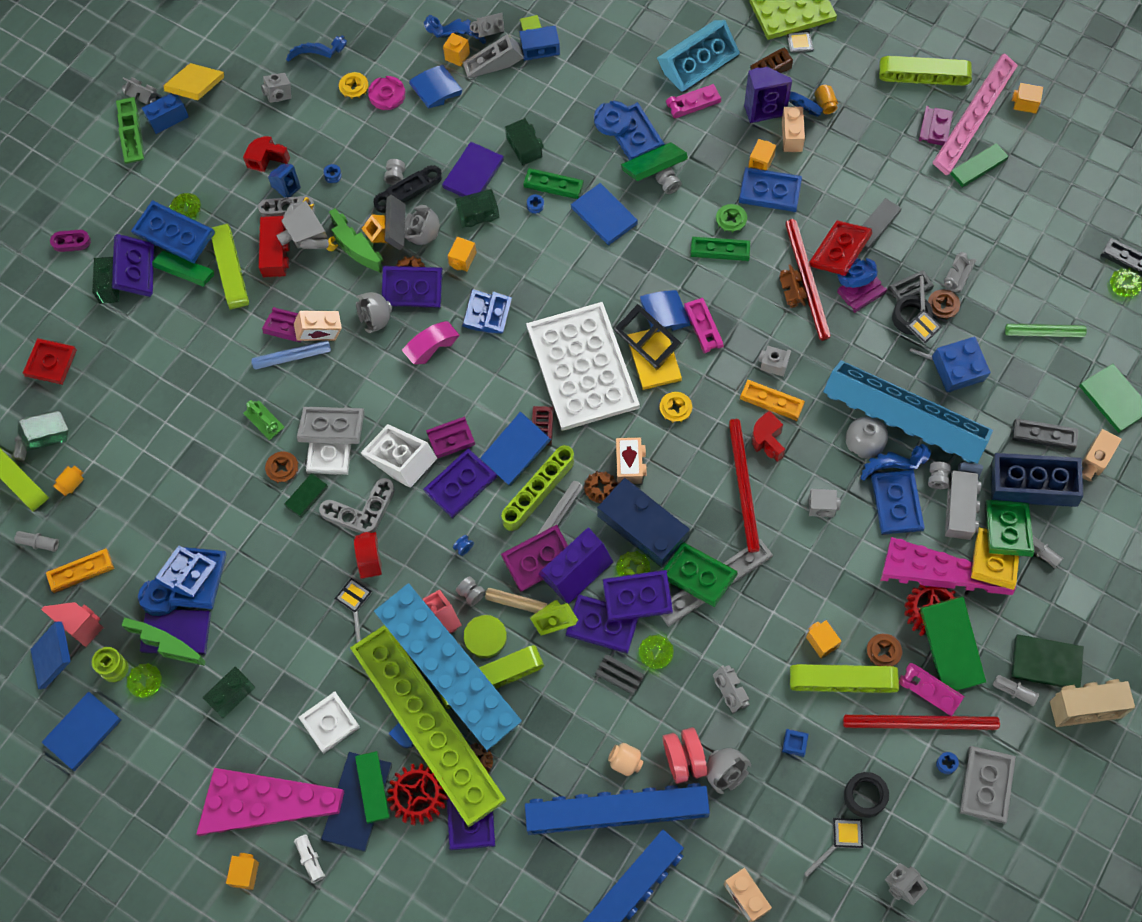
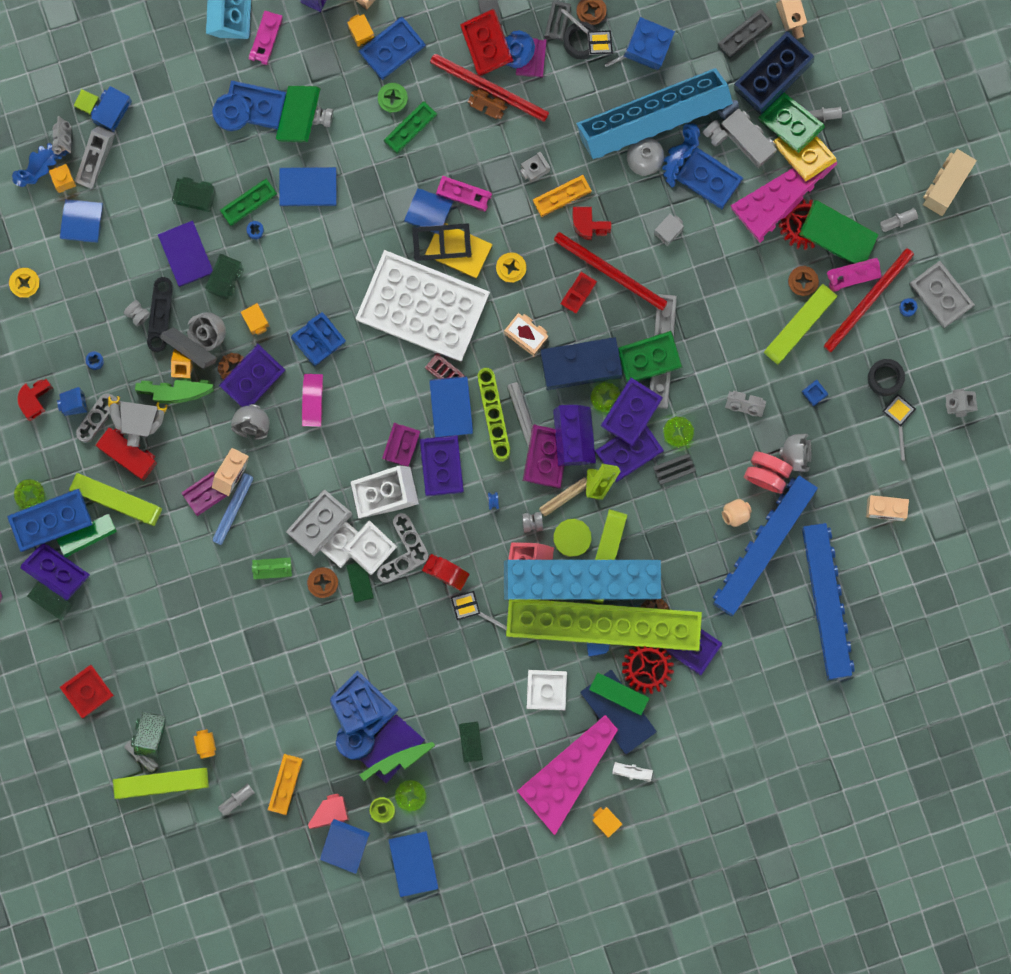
camera: 55 degrees left, 15 degrees up
(340, 479) = (370, 547): none -> white tile
(386, 93) = (53, 262): dark pink tile -> none
(595, 493) = (530, 378): dark orange gear -> none
(703, 476) = (578, 292): none -> red slope
(823, 638) = (762, 314): light orange brick -> none
(1047, 661) = (898, 182): dark green tile -> none

